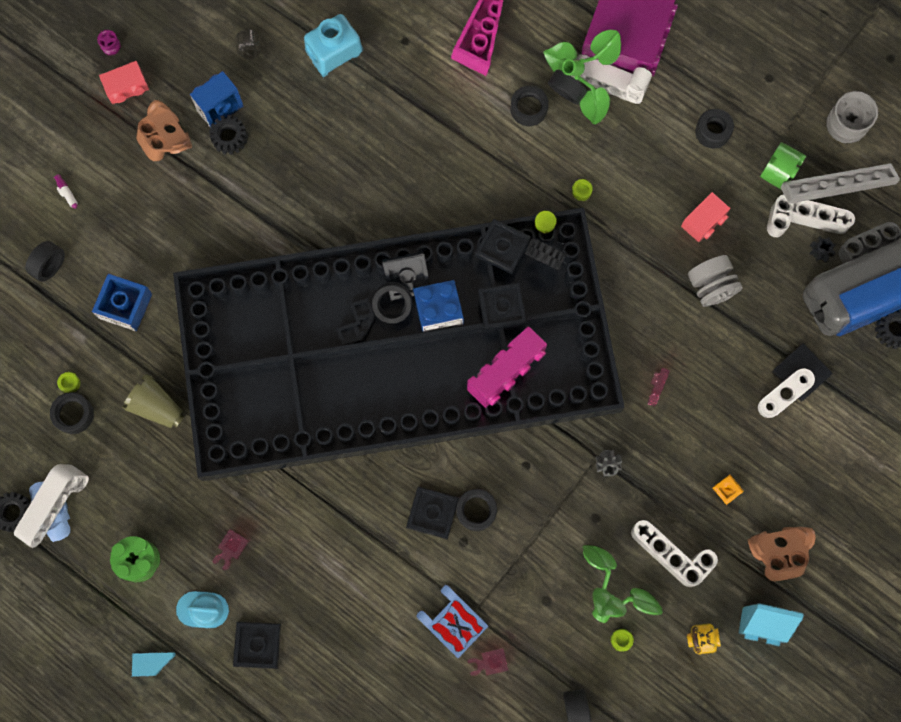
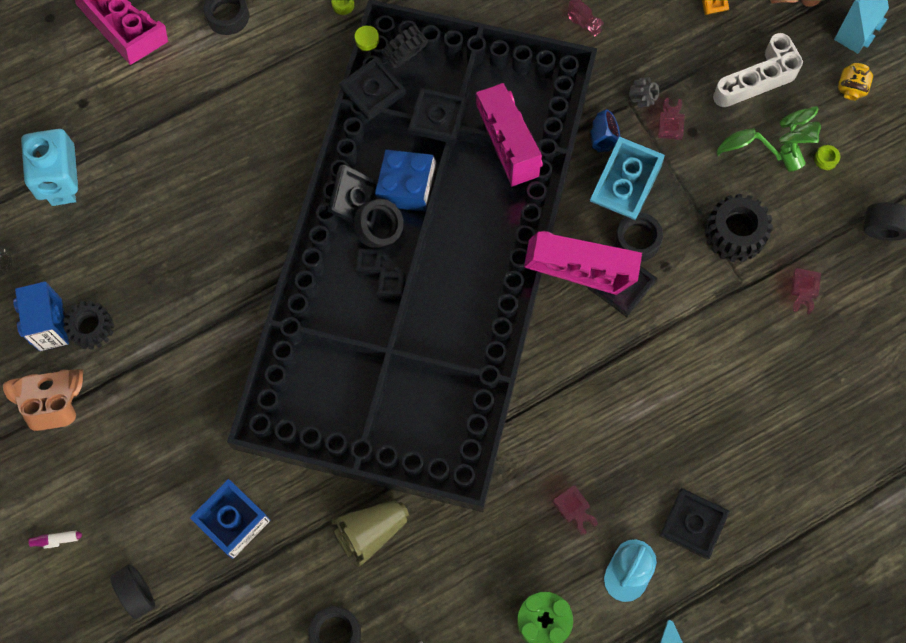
camera: 65 degrees left, 5 degrees down
(68, 382) = (294, 624): lime tile -> none
(423, 471) = (583, 262): none -> dark pink wedge
(455, 625) = (751, 308): flag -> none
(517, 479) = (627, 178): none -> medium azure slope
(537, 585) = (741, 210): none -> black tyre
(558, 445) = (604, 132): none -> blue rock
(591, 496) = (670, 122): none -> clear pink plate

